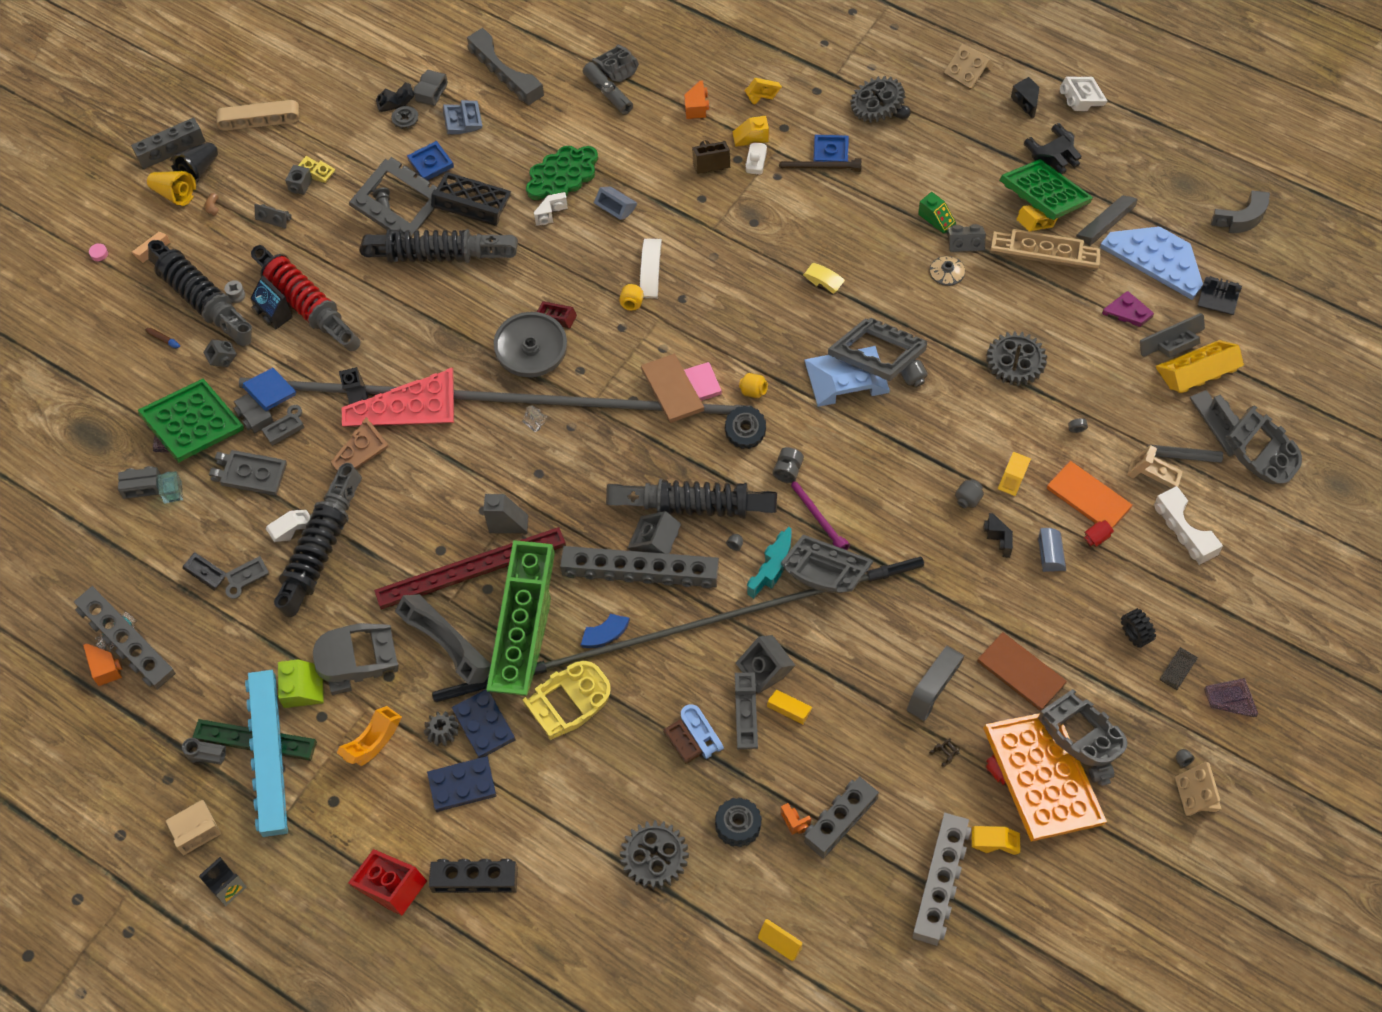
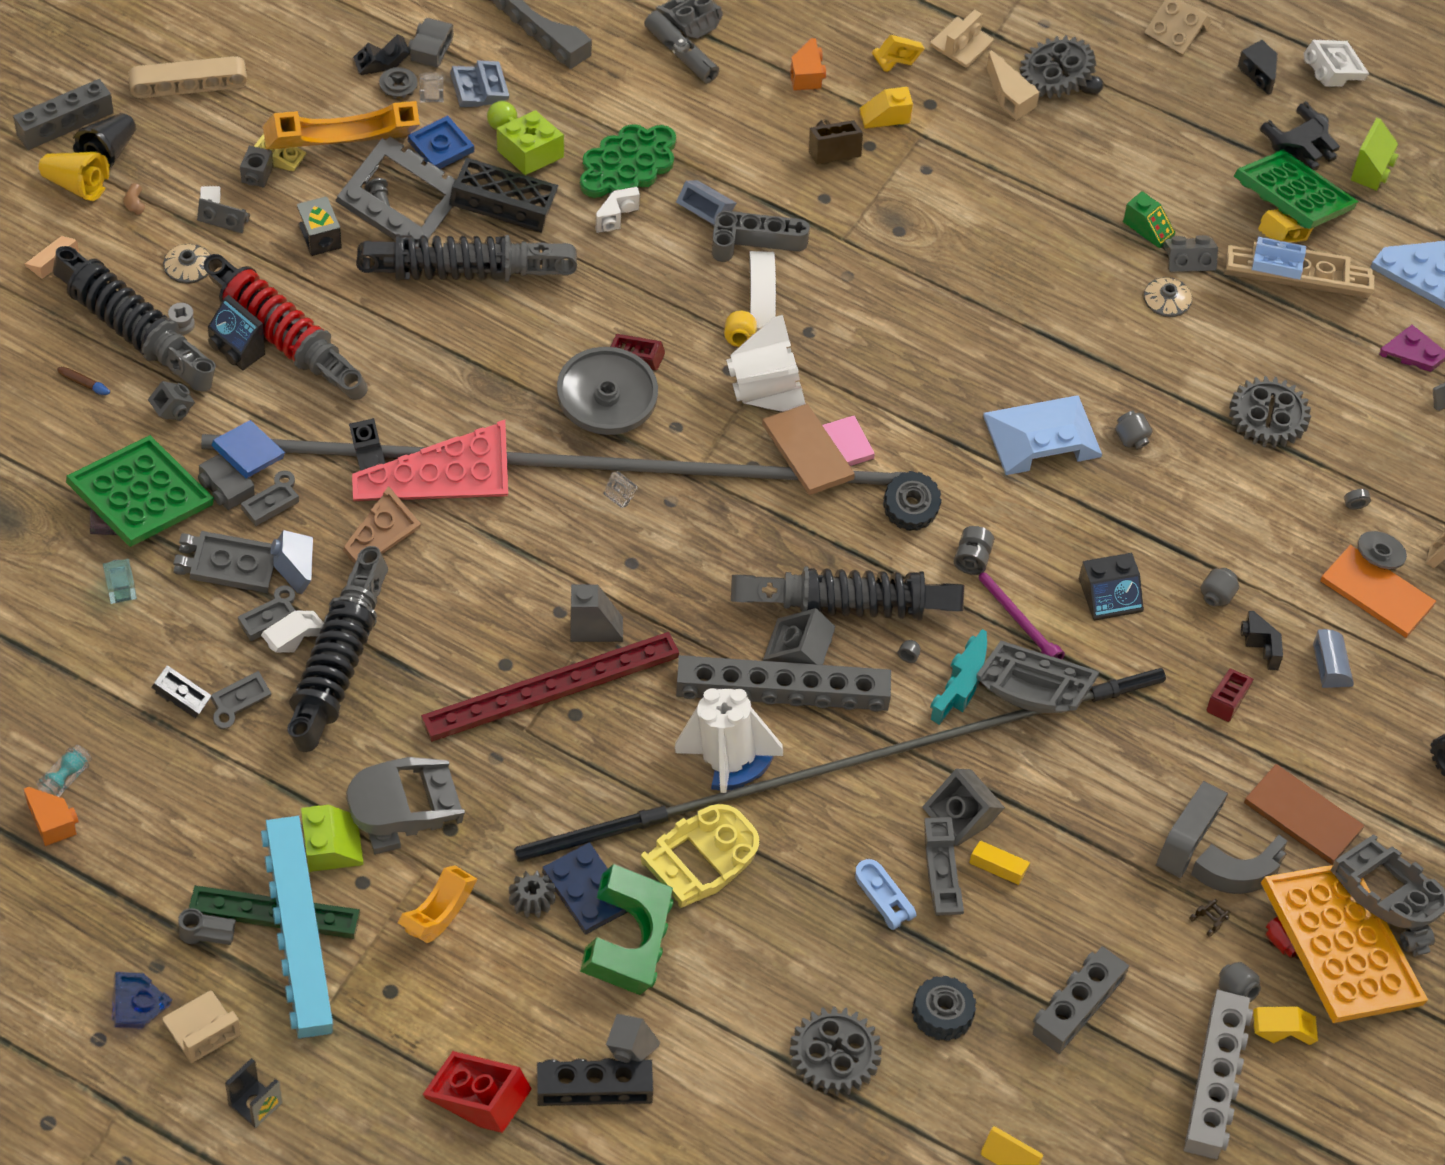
camera: 10 degrees left, 5 degrees down
(93, 599) = (39, 726): dark grey brick -> none
(138, 482) = (75, 575): dark grey brick -> none
(148, 807) = (136, 1000): none -> clear blue plate
(240, 250) = (186, 263): none -> dish
(266, 199) = (211, 192): none -> white sticker
(272, 512) = (268, 614): none -> dark grey hinge
(294, 470) = (293, 559): none -> slope
(321, 154) = (291, 130): none -> light orange arch
(337, 223) = (319, 226): none -> piece
(427, 119) = (431, 87): none -> clear slope
(461, 784) = (555, 966): dark blue plate -> none
(467, 660) = (557, 798): dark grey arch -> none
(489, 158) = (527, 140): none -> lime brick
(500, 846) = (631, 1039): none -> dark grey slope
(522, 618) = (633, 746): bright green slope -> none
(525, 738) = (649, 904): none -> arch
(592, 607) = (727, 733): none -> white brick
(645, 328) = (767, 369): none -> white brick
(649, 223) = (757, 231): none -> dark grey beam
(682, 741) = (860, 907): reddish brown plate -> none
(753, 385) = (918, 446): yellow head -> none
(756, 158) = (895, 144): white piece -> none
(791, 819) = (1014, 1003): orange bracket -> none
(811, 80) = (963, 39): none -> tan bracket
(824, 276) = (1009, 306): light yellow slope -> none
(831, 148) = (997, 135): blue tile -> none
(844, 118) = (1012, 90): none -> tan slope
(853, 165) = (1032, 154): dark brown piece -> none
(871, 364) = (1057, 409): dark grey hinge -> none
(889, 493) = (1112, 586): none -> slope
(963, 805) = (1239, 980): none -> dark grey head
(967, 587) = (1229, 696): none -> dark red slope
(969, 720) = (1237, 875): none -> dark grey arch
(1014, 473) = (1277, 561): yellow slope -> none
(1029, 241) = (1279, 258): none -> light blue slope
(1093, 465) = (1382, 550): none -> dark grey dish
(1098, 533) = (1393, 637): red brick -> none
(1107, 163) = (1375, 157): none -> lime slope
(1107, 219) = (1378, 230): dark grey slope -> none

